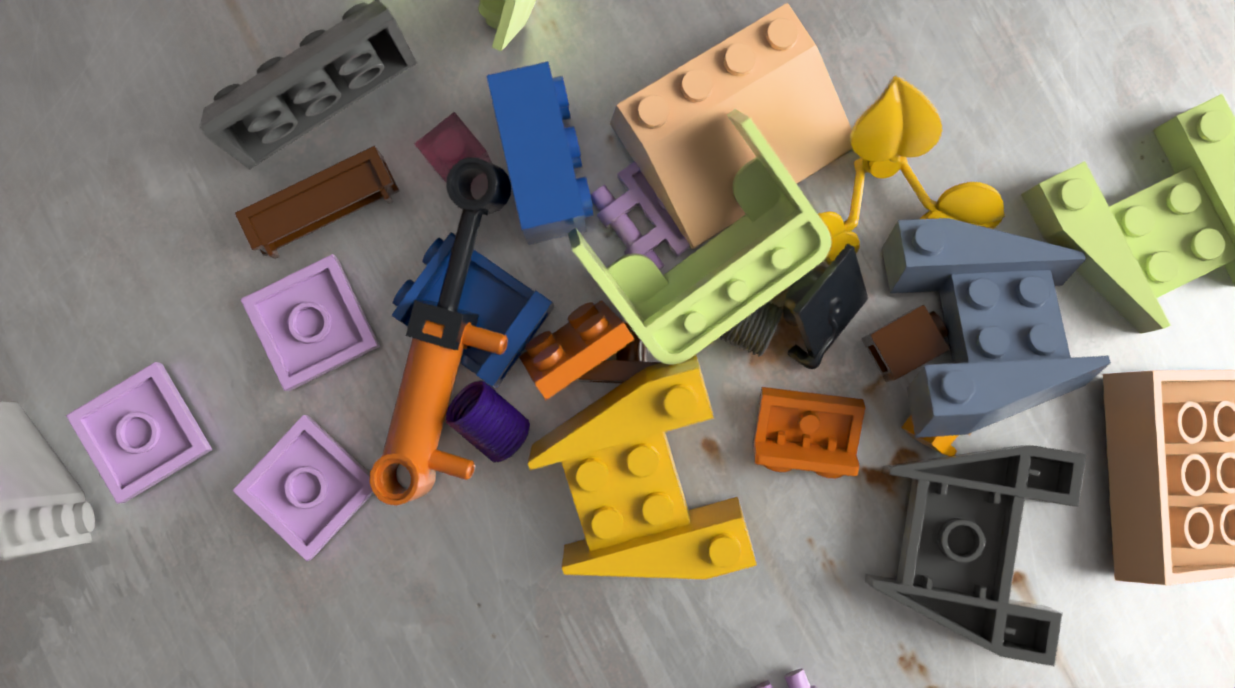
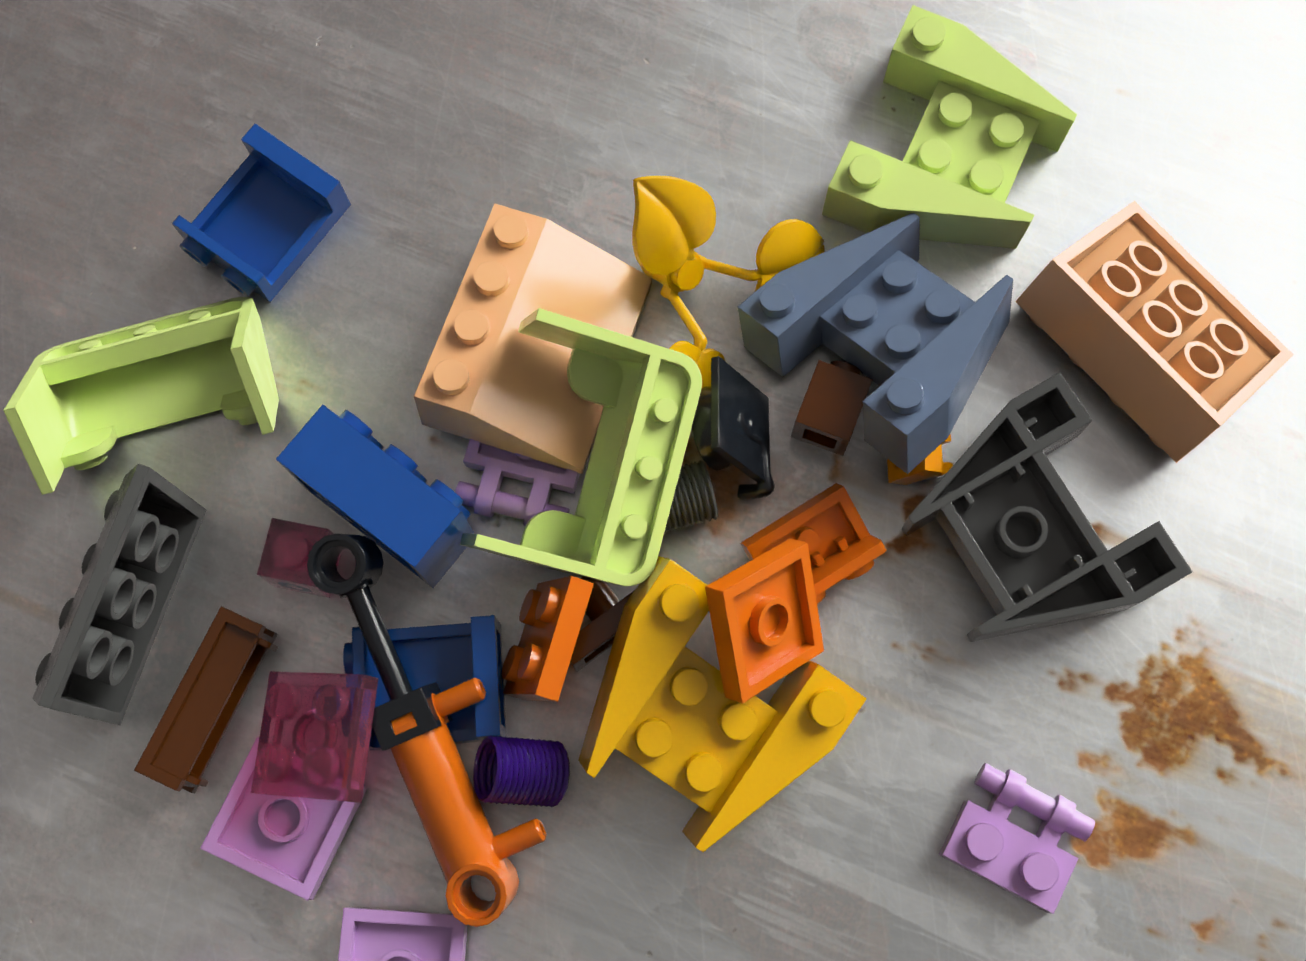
camera: 35 degrees left, 10 degrees down
(369, 288) = (315, 736): none -> clear pink plate
(731, 458) = (765, 619): none -> orange plate

